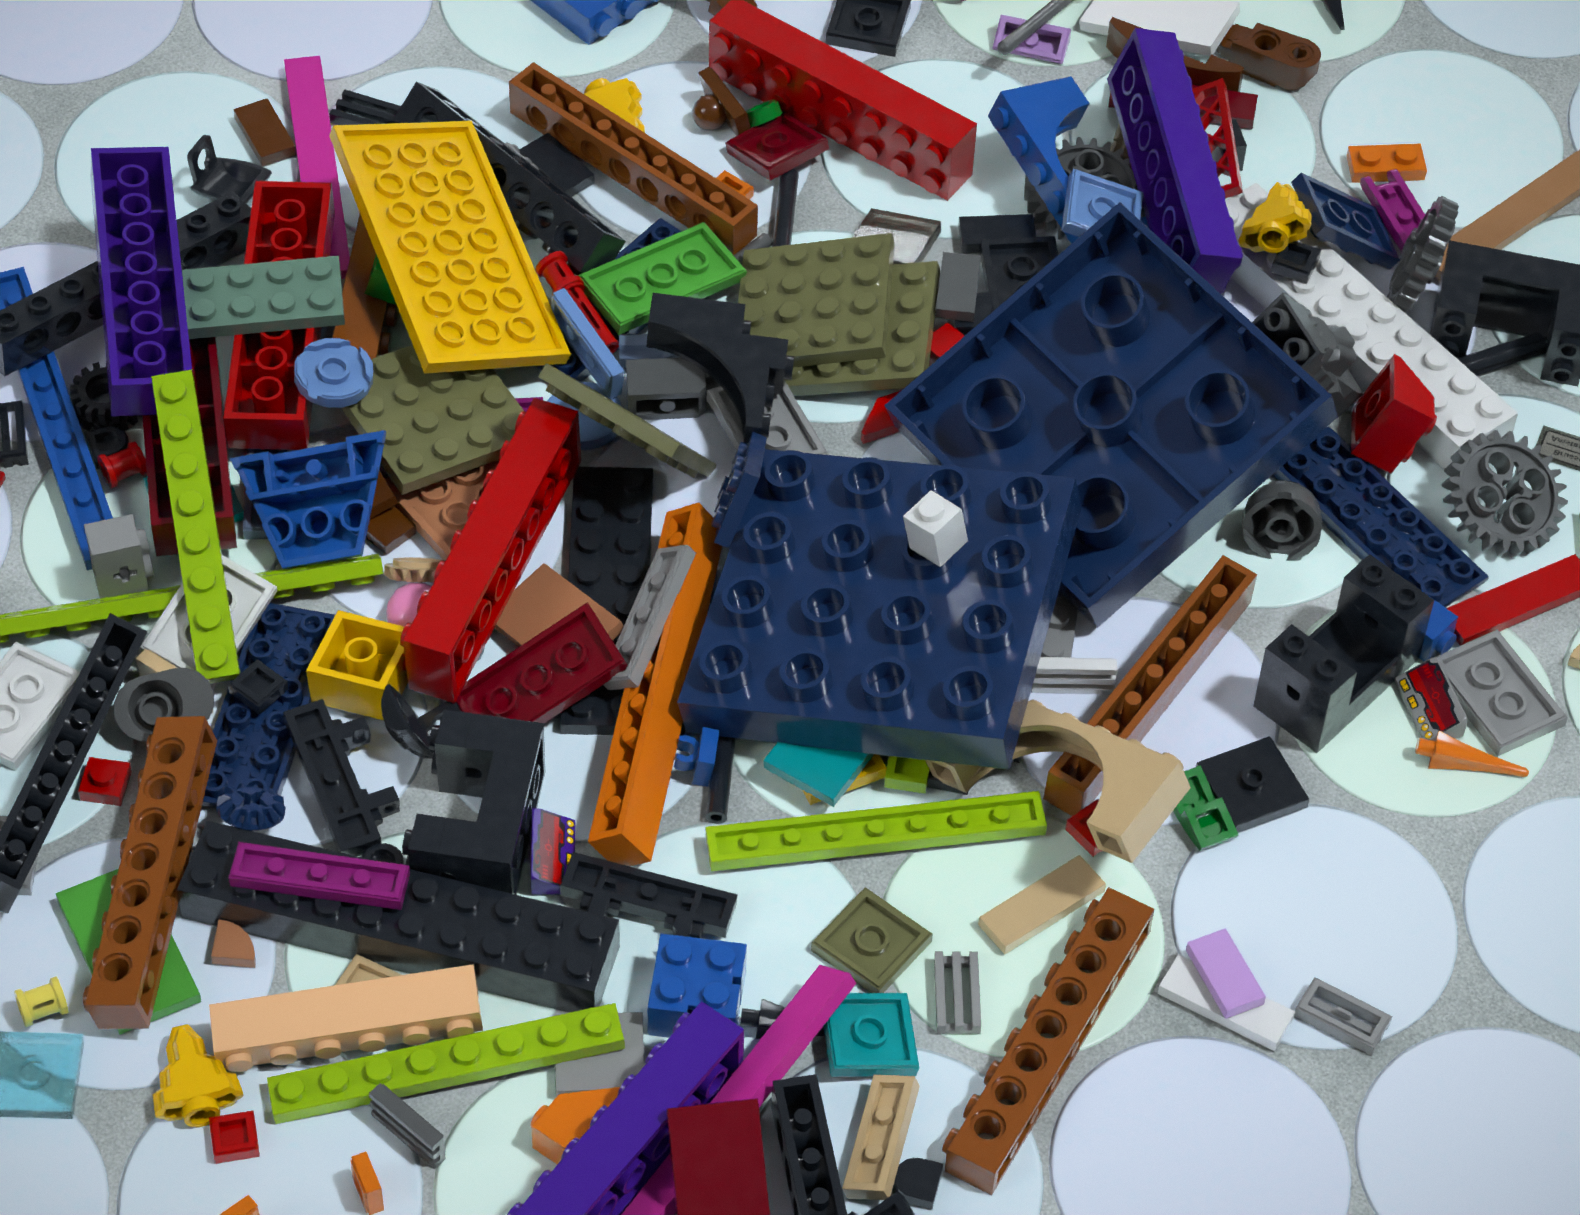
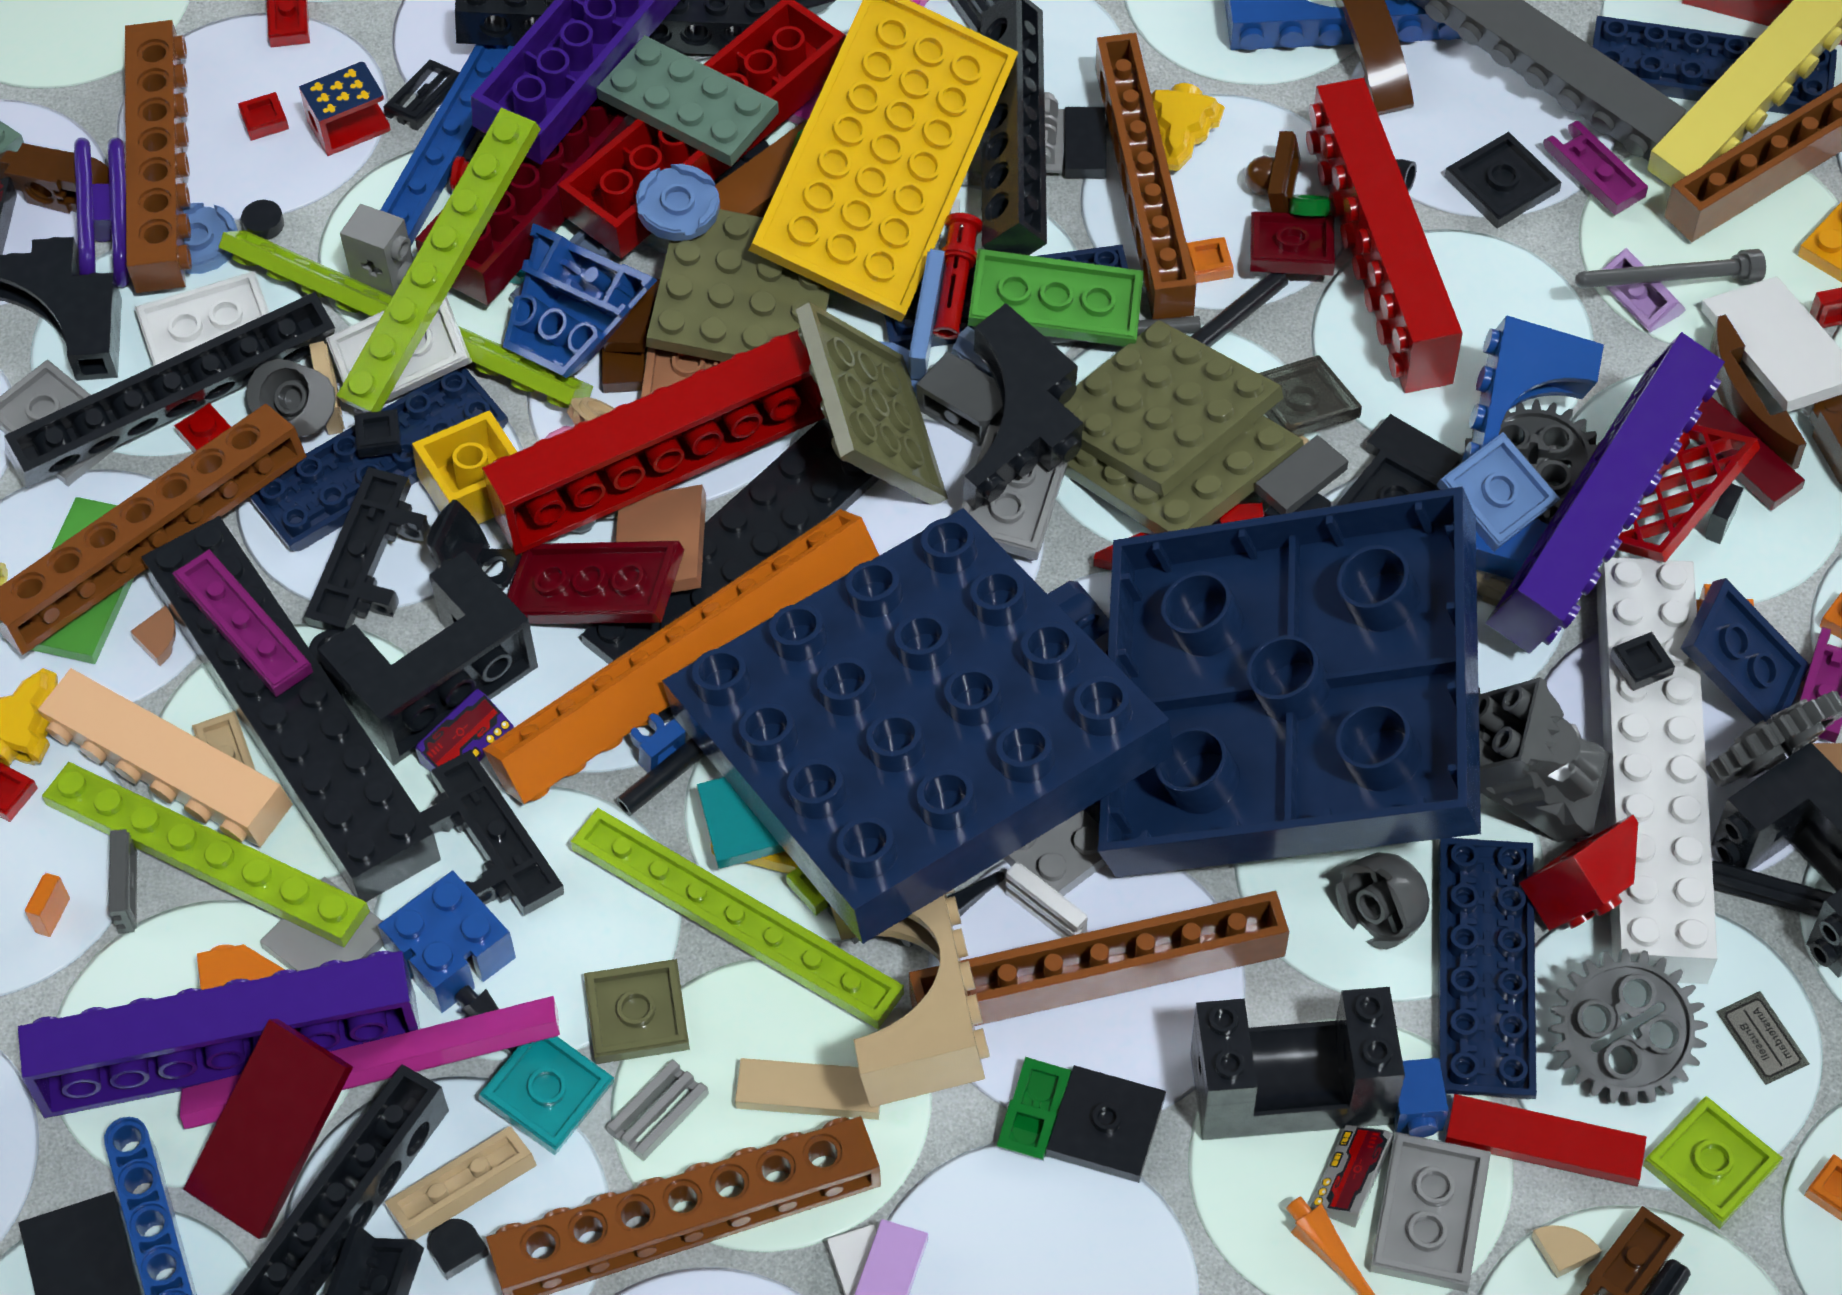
camera: 45 degrees right, 5 degrees up
(251, 807) = (256, 540): dark blue gear -> none
(650, 613) = (726, 587): light grey tile -> none
(738, 488) = (897, 525): dark blue plate -> none
(935, 528) = (979, 676): white brick -> none
(1276, 222) = (1655, 609): yellow rock -> none

